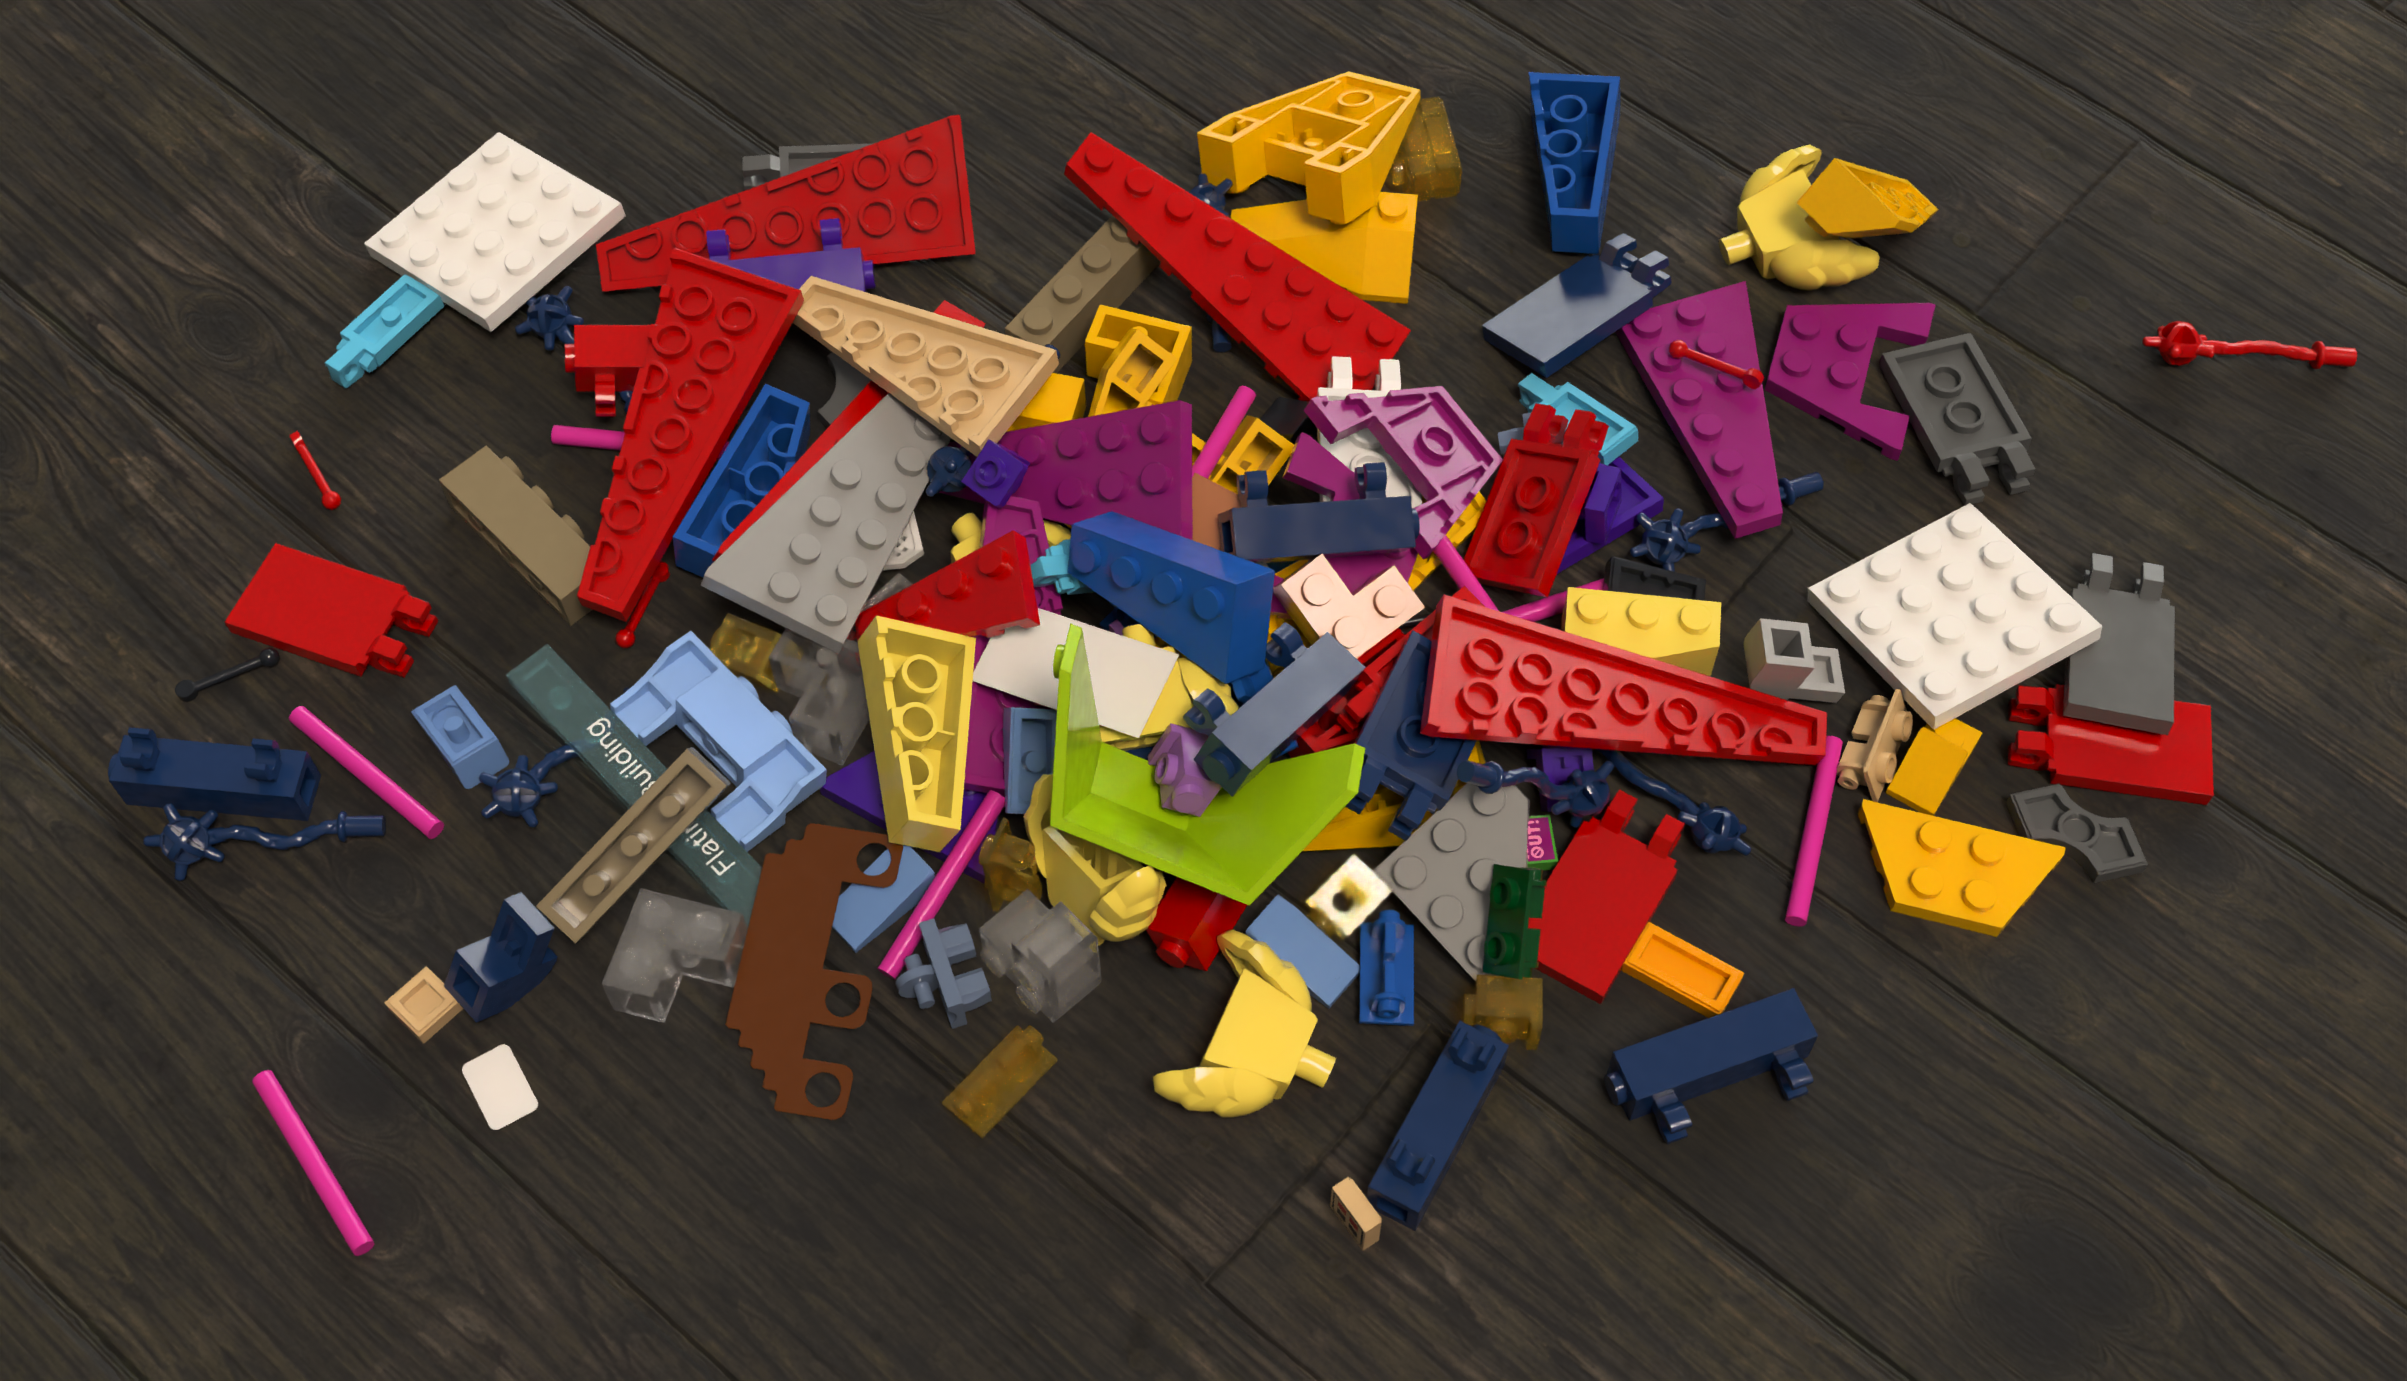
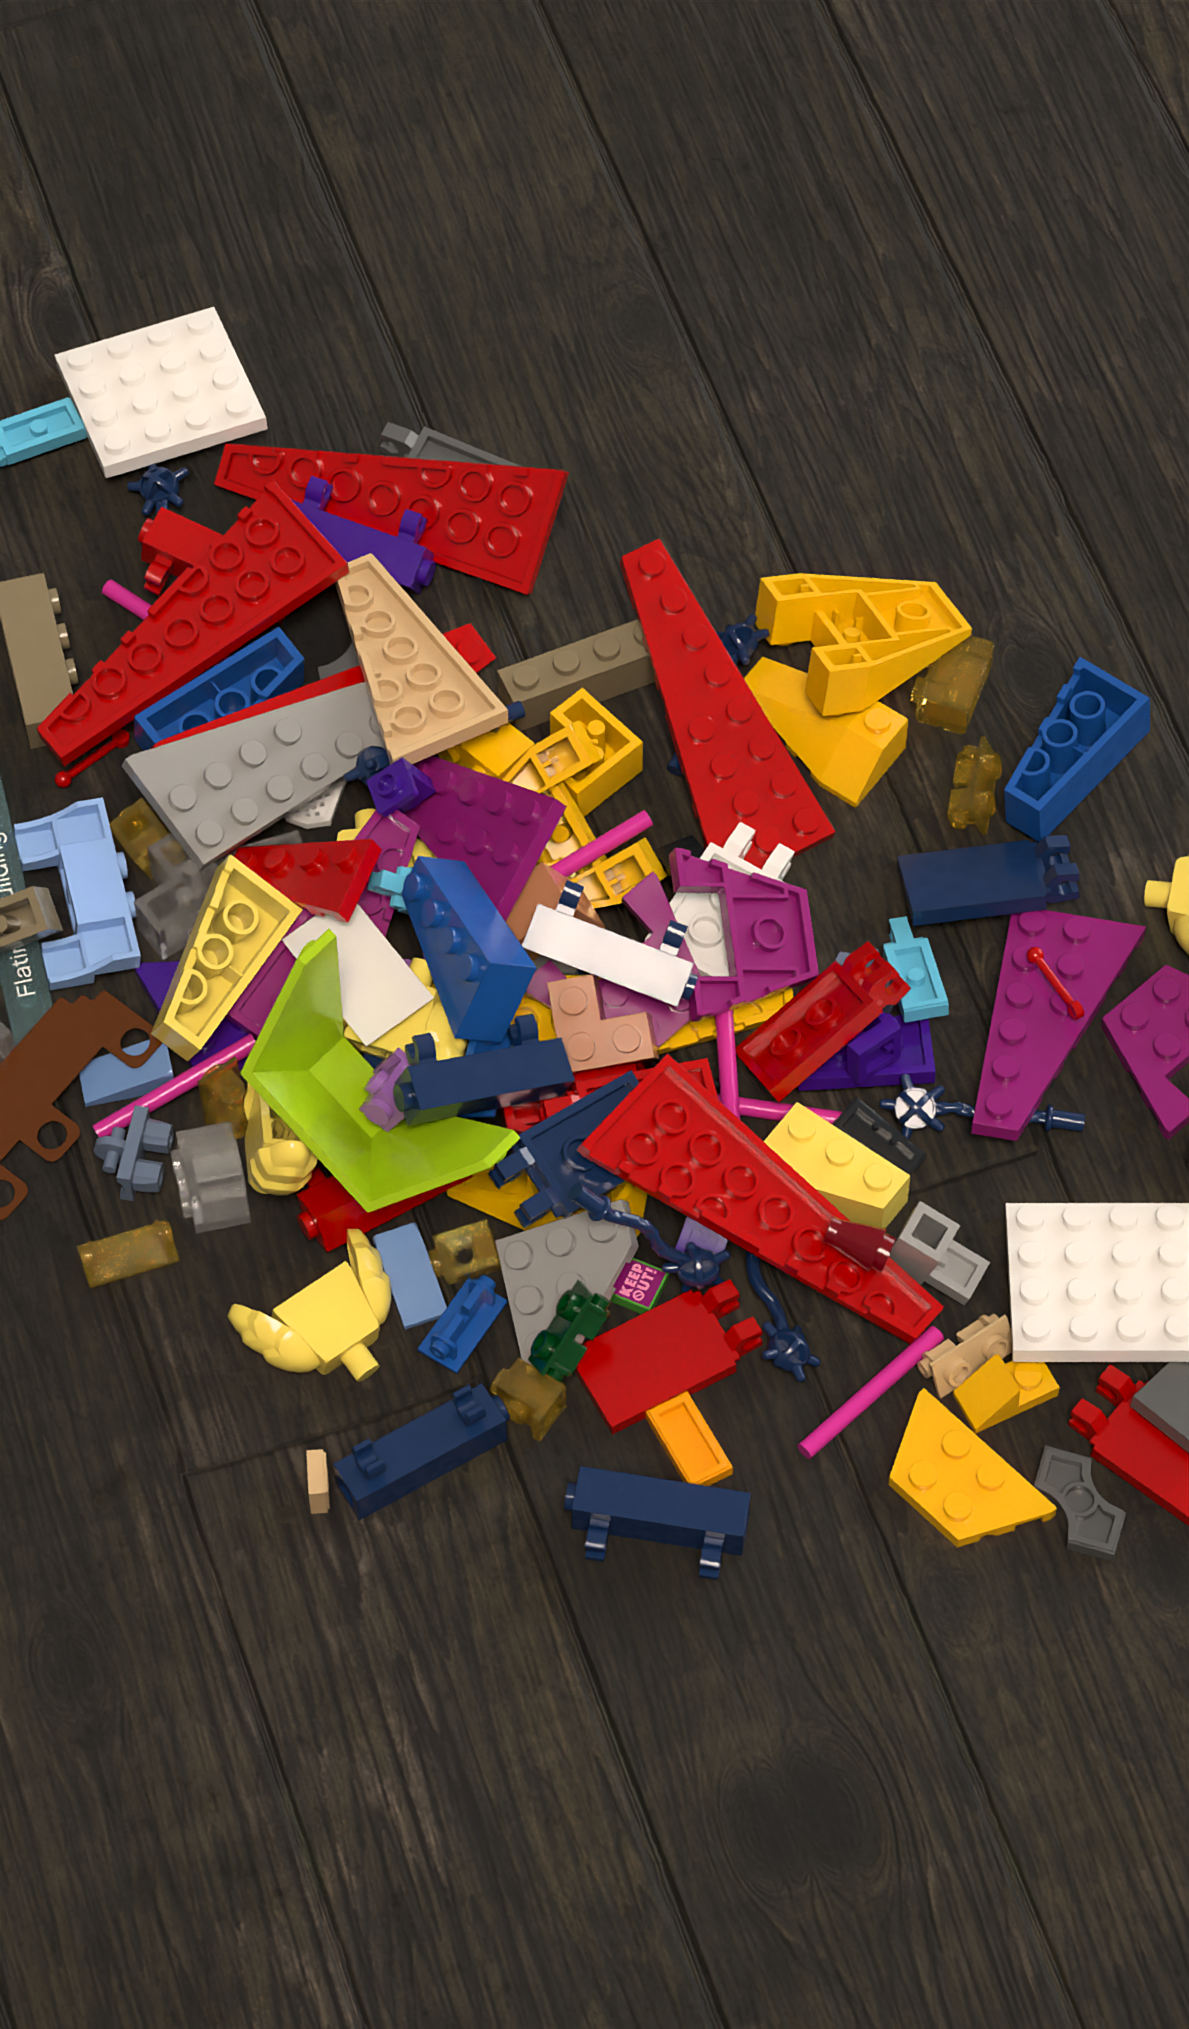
camera: 30 degrees right, 0 degrees up
(1514, 246) = (978, 771): none -> clear yellow hinge
(1731, 687) = (860, 1242): none -> dark red cone

